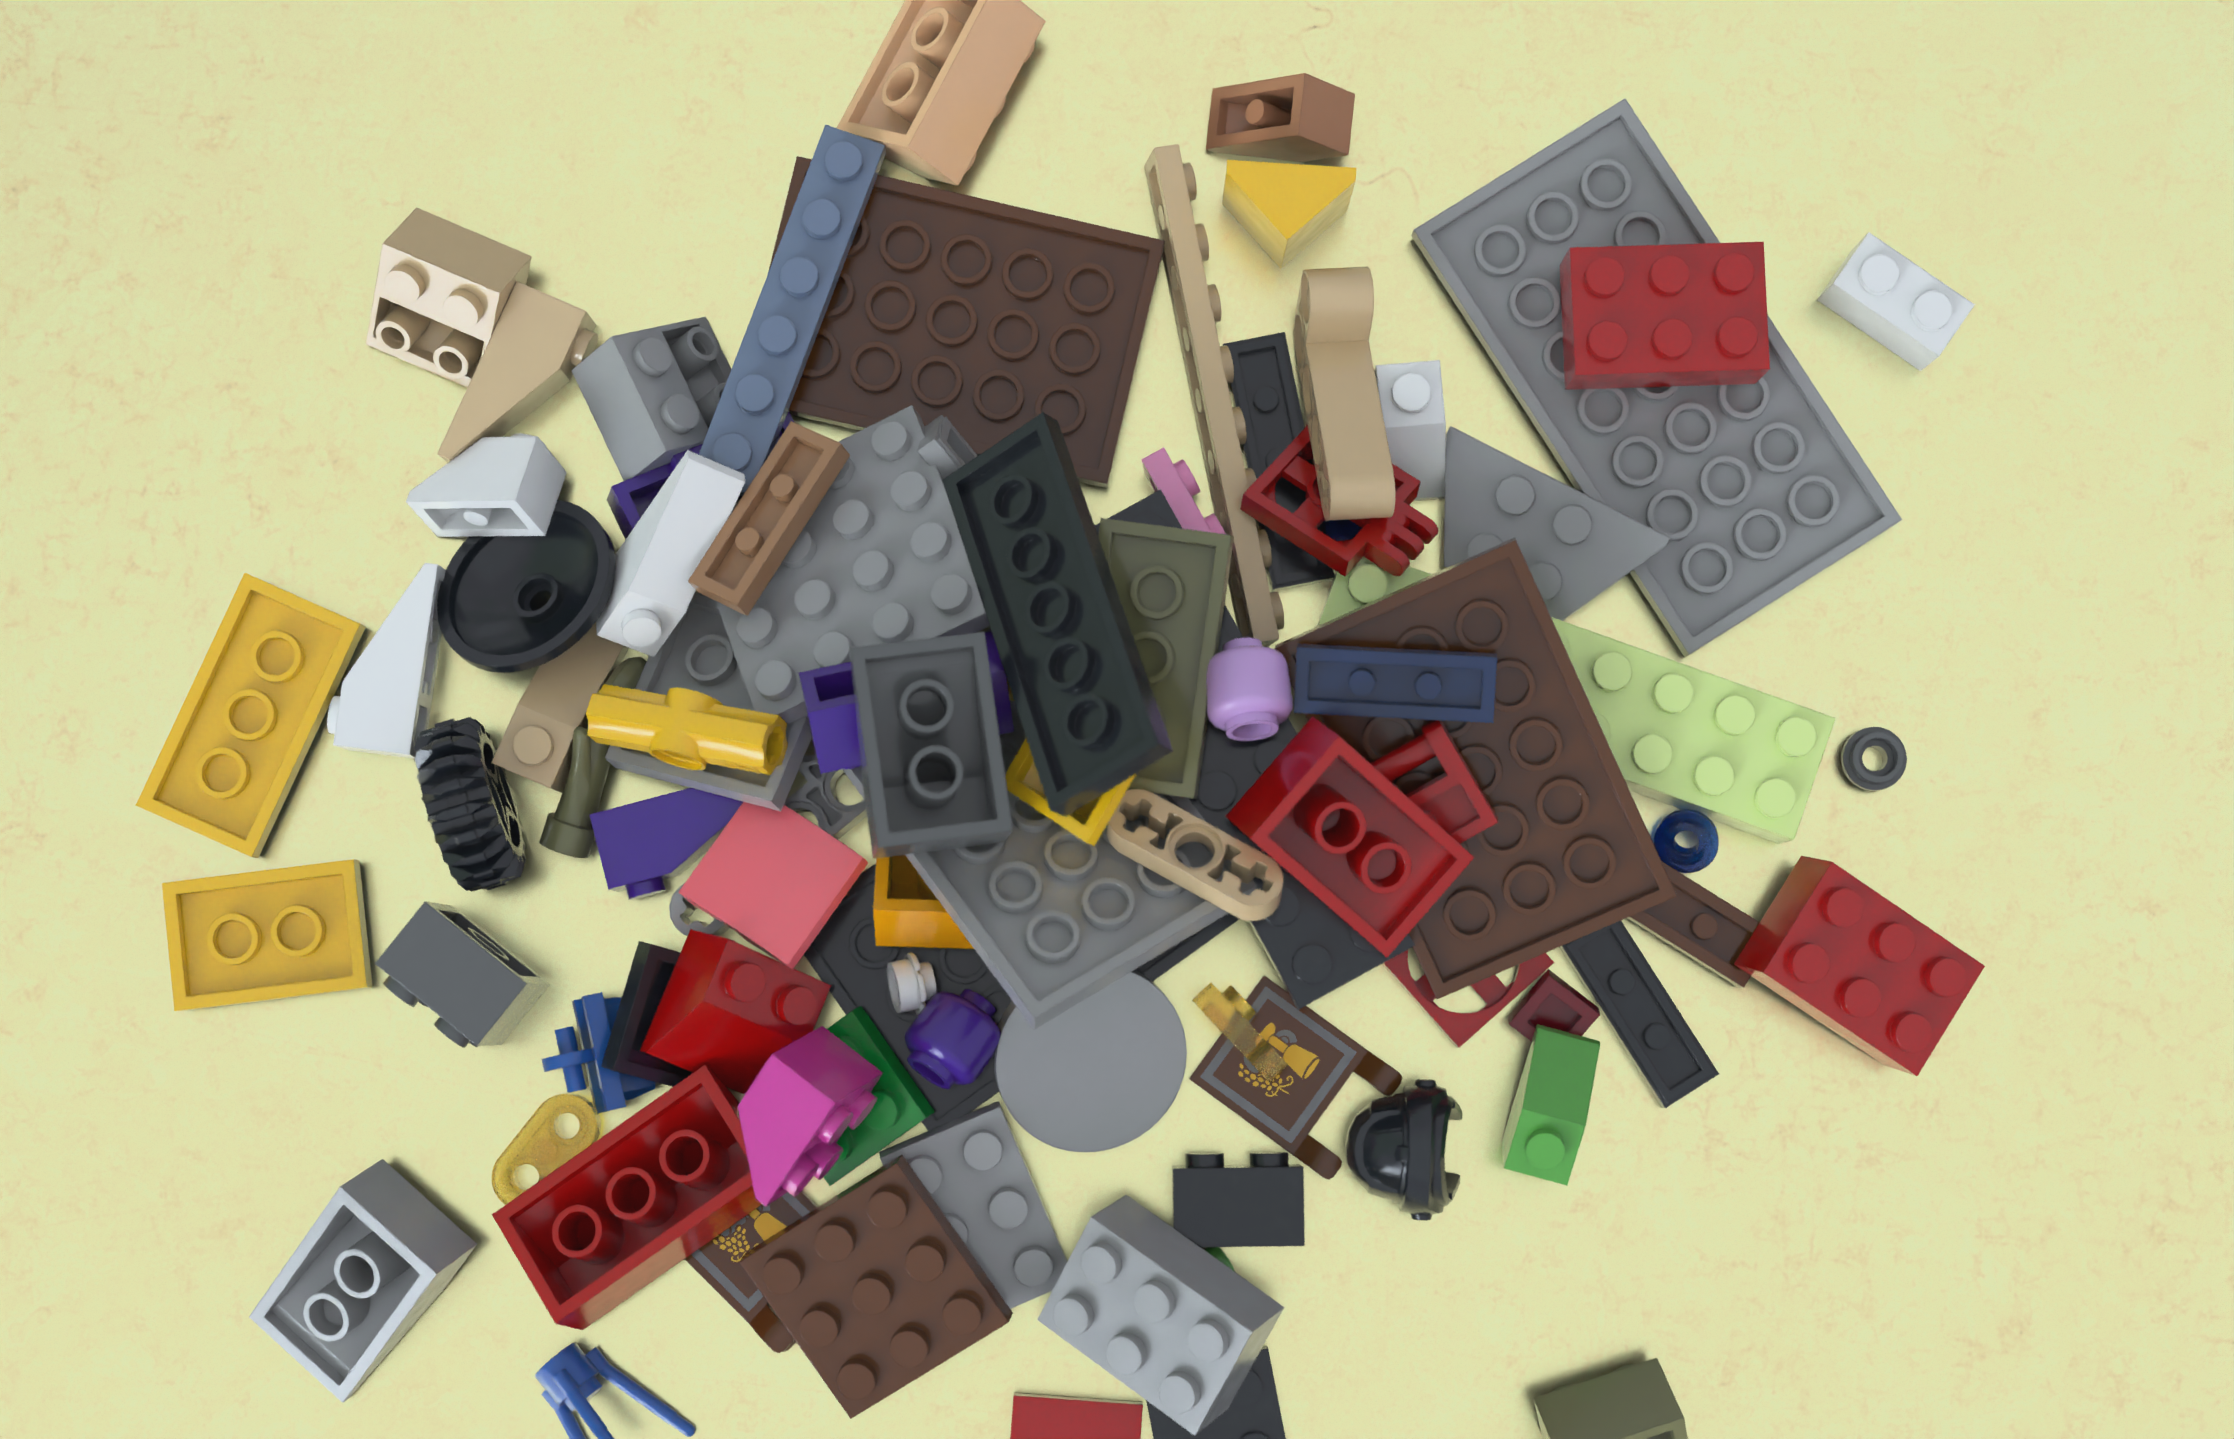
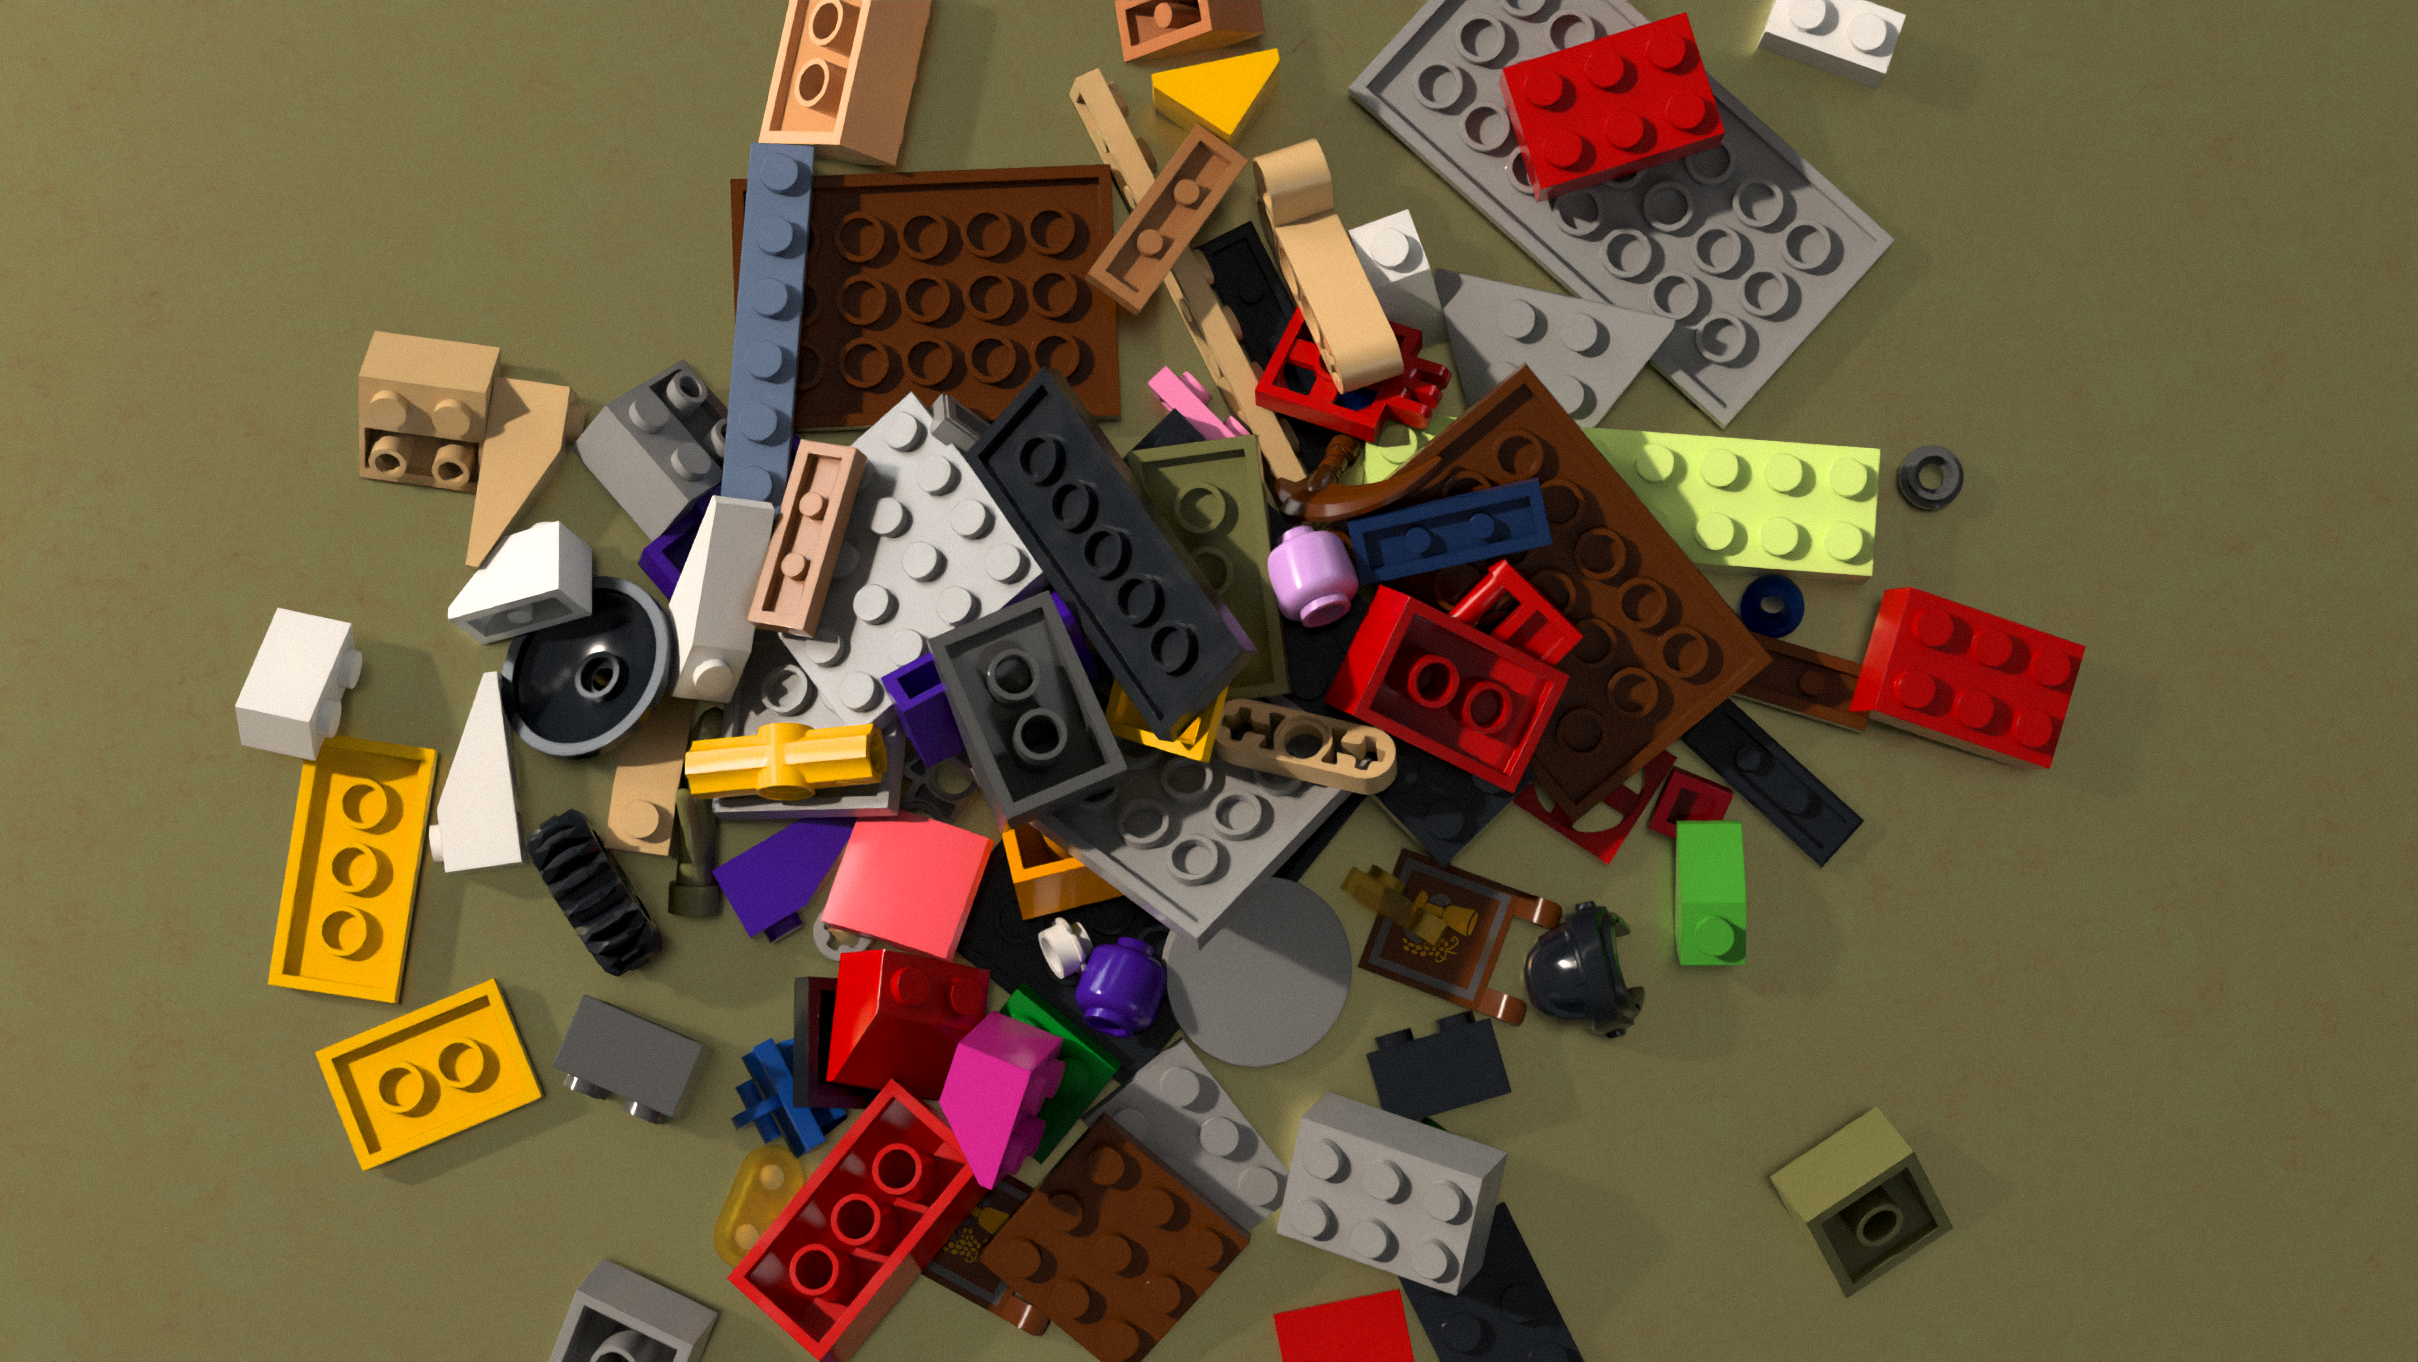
camera: 15 degrees left, 0 degrees up
(243, 524) = (298, 684): none -> white brick
(1203, 306) = (1166, 219): none -> medium nougat plate
(1279, 617) = (1324, 500): none -> reddish brown piece

